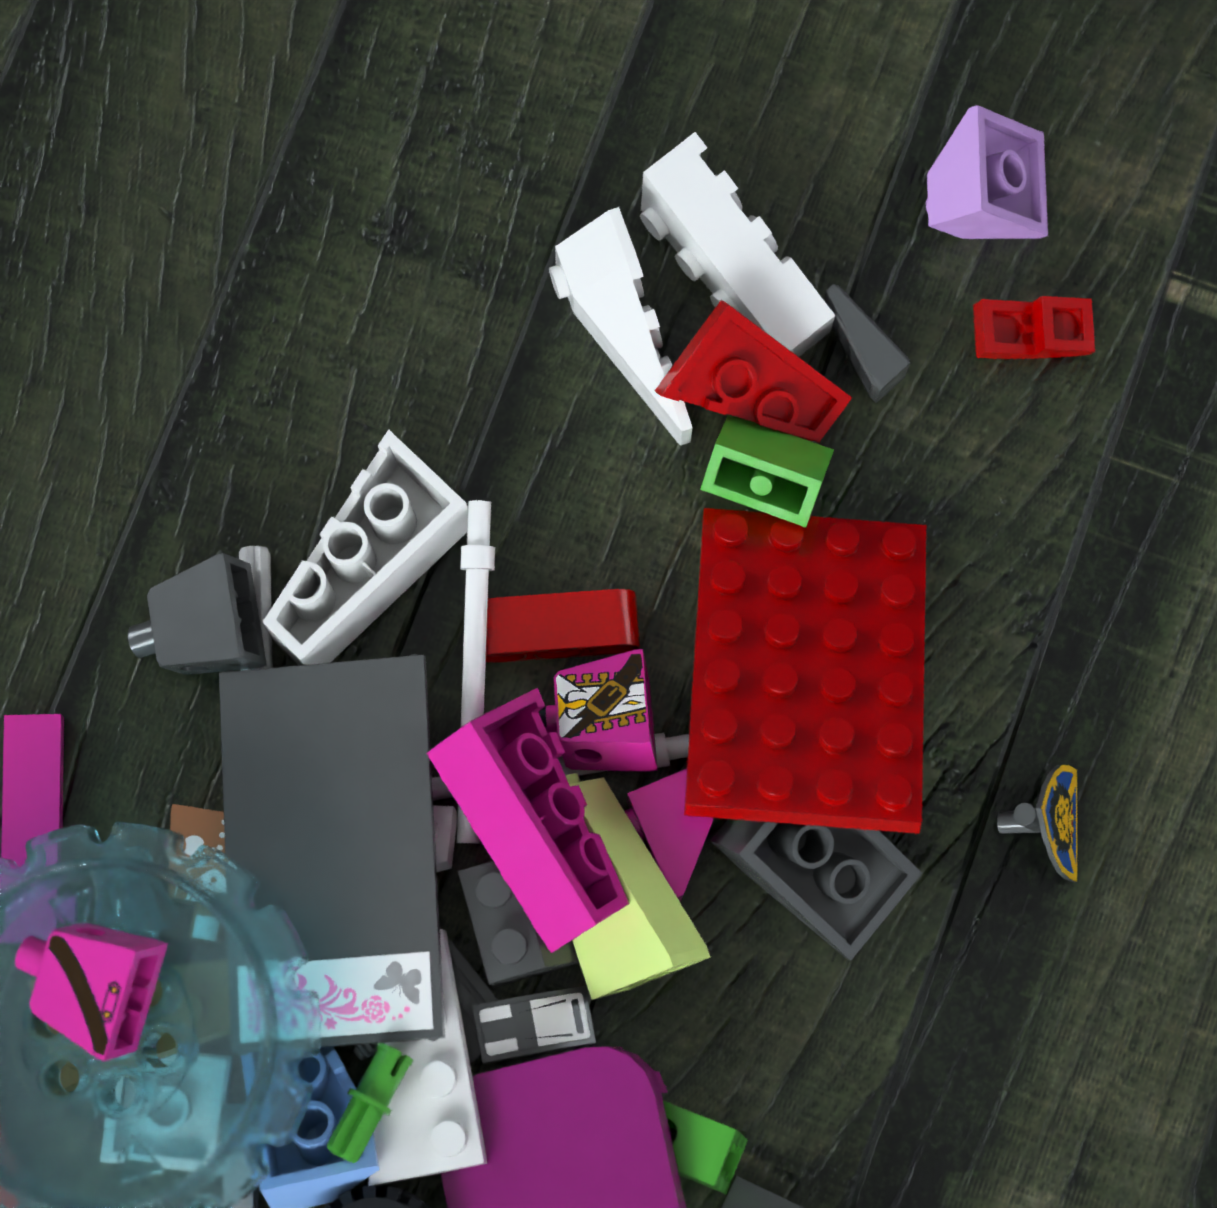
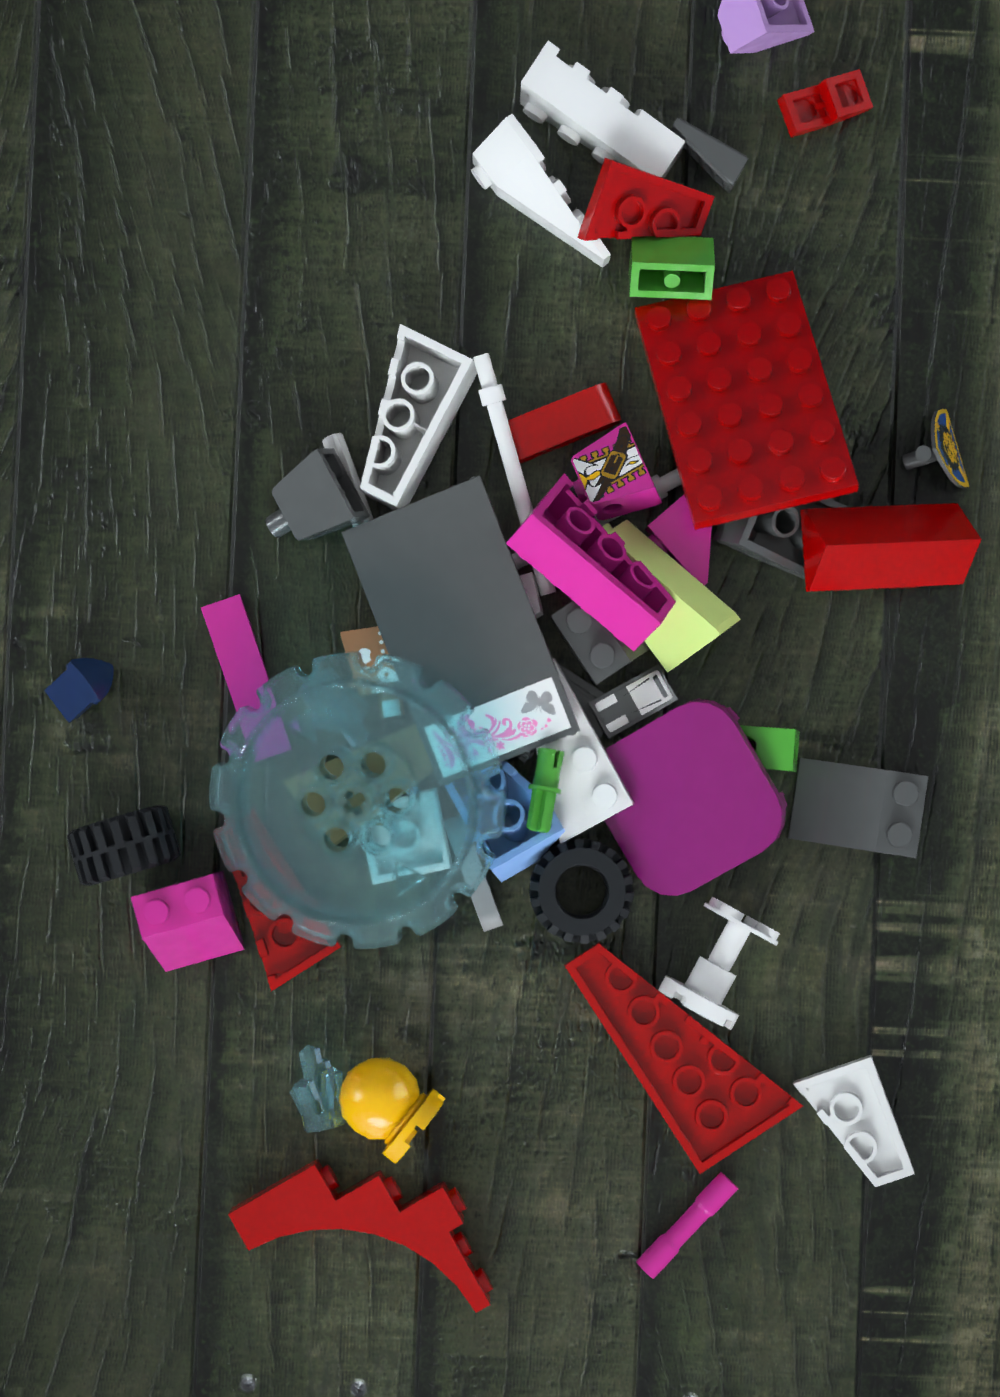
camera: 20 degrees left, 10 degrees up
(93, 984) = (340, 772): dark pink torso -> none
(939, 925) = (886, 547): none -> red slope

